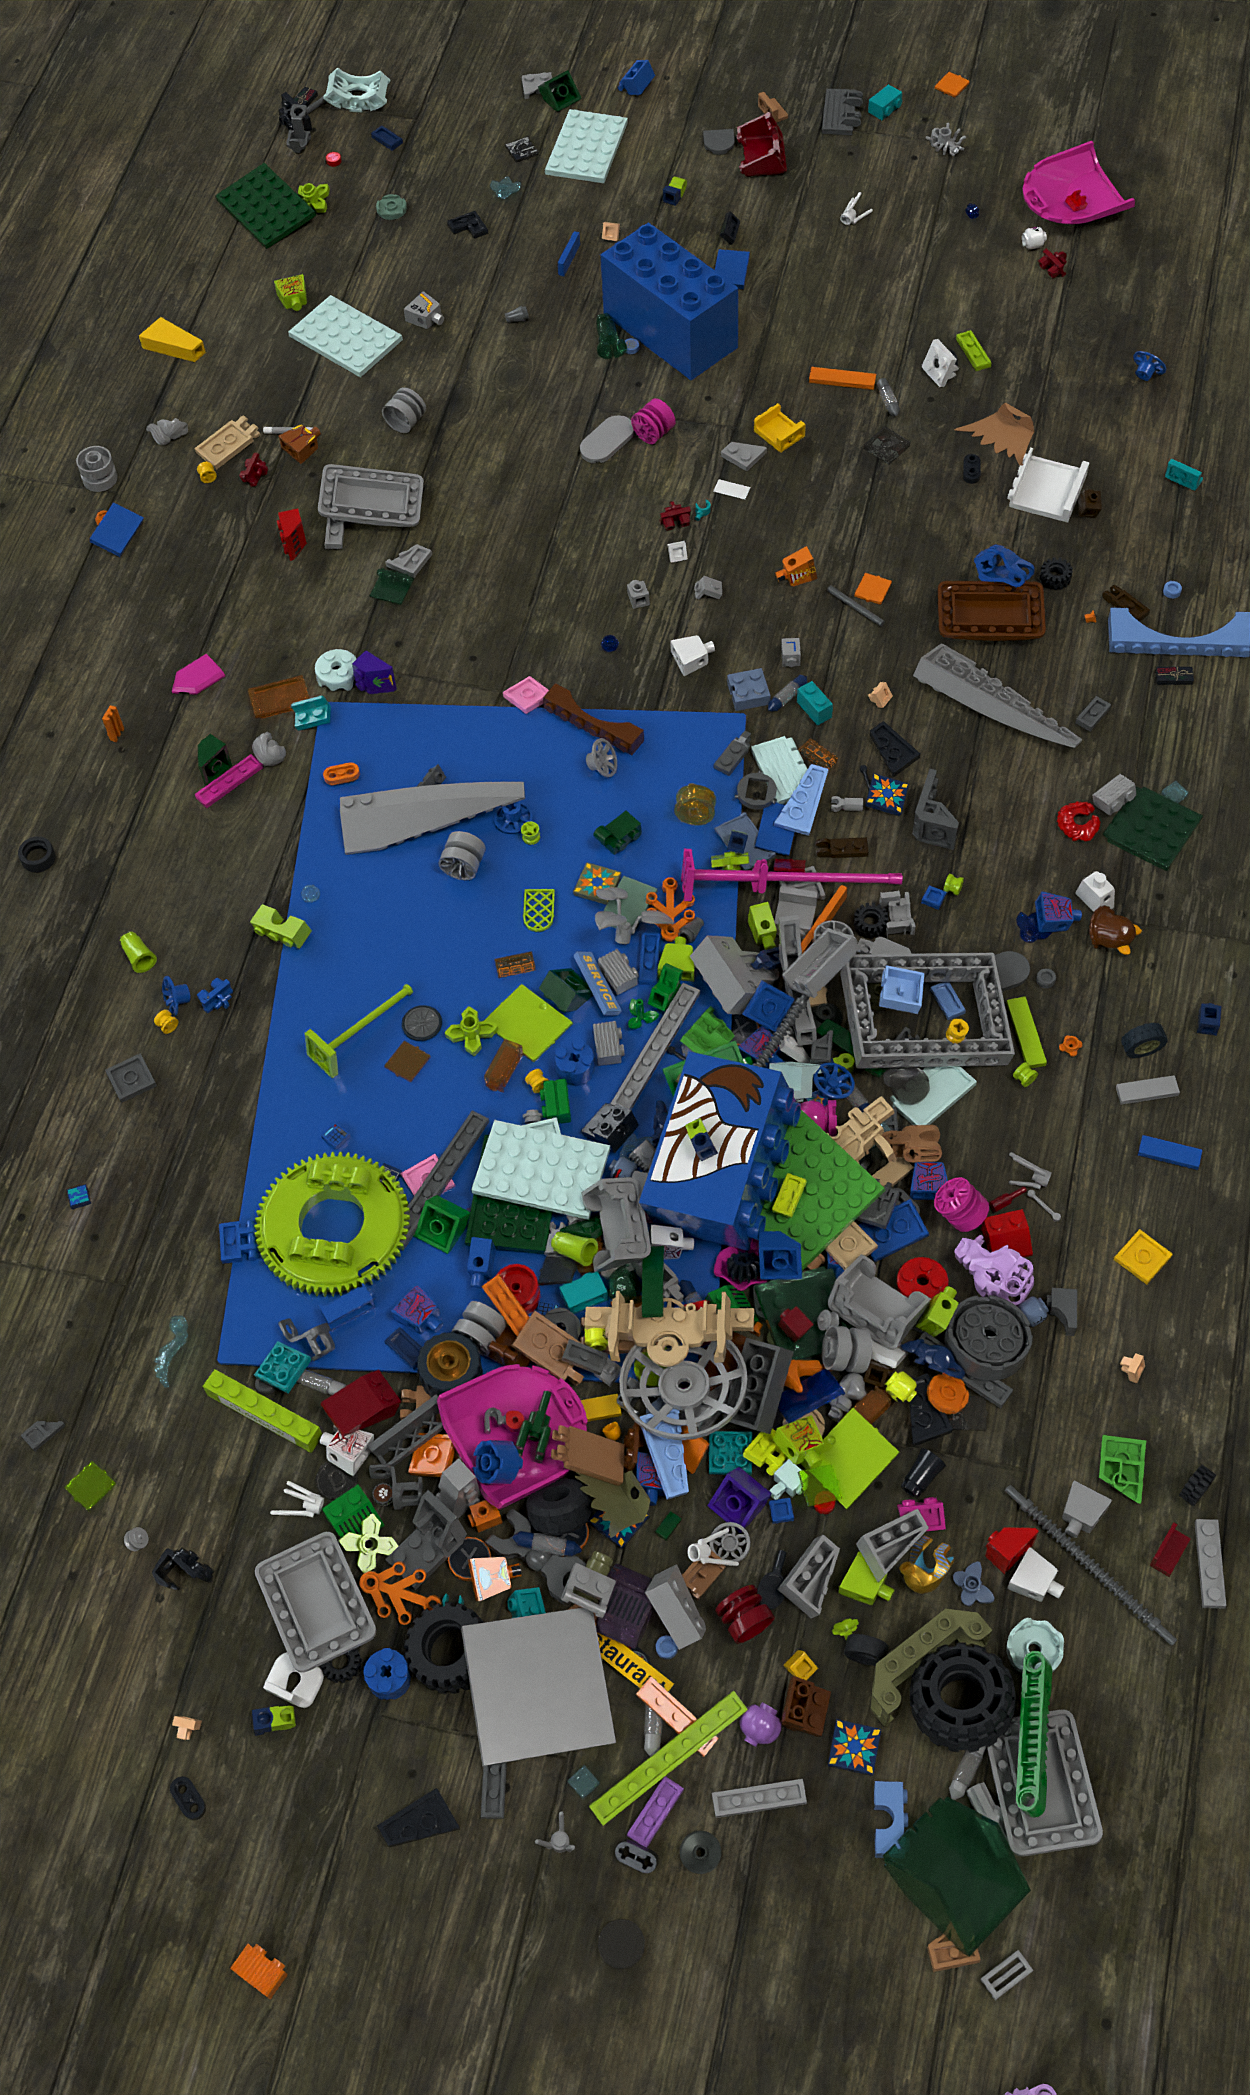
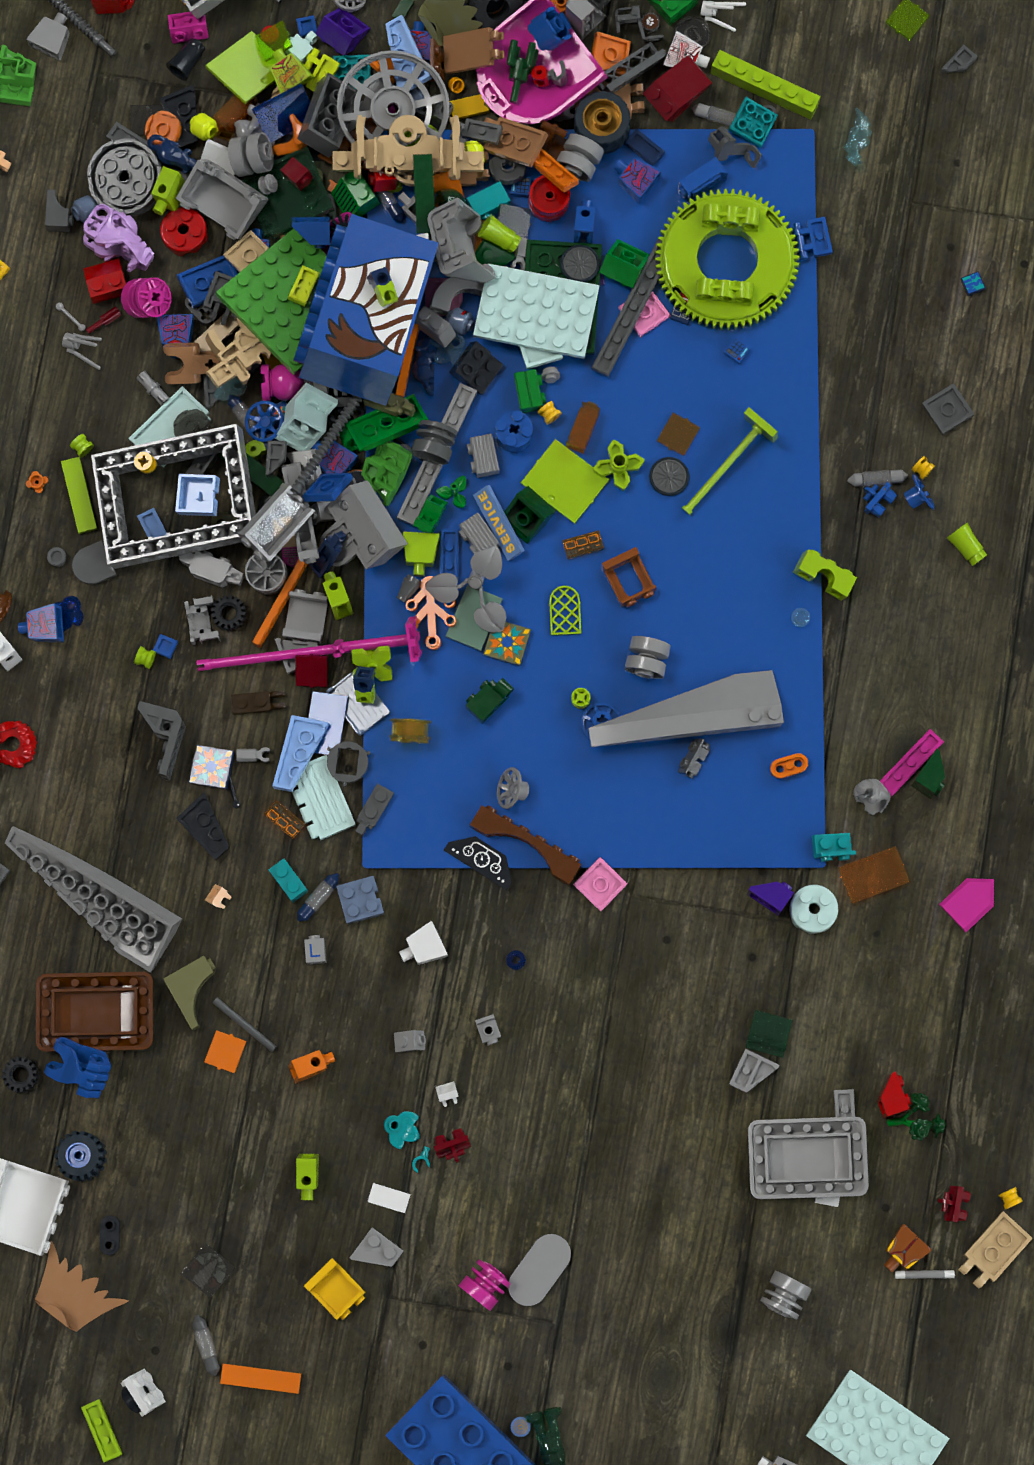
camera: 175 degrees right, 20 degrees up
(213, 1016) = (878, 477): none -> piece
(267, 522) = (920, 1128): none -> dark green plant
(478, 945) = (629, 556): none -> dark orange panel
(490, 1221) = (580, 263): none -> dark grey wheel
(626, 711) = (482, 859): none -> black sticker
(657, 1041) = (434, 442): none -> dark grey wheel
(718, 531) = (405, 1128): none -> teal plate
(801, 493) = (307, 1166): none -> lime torso
(908, 632) = (186, 985): none -> olive arch
(952, 1128) = (152, 387): none -> light grey pin
(999, 514) = (80, 1156): none -> black wheel

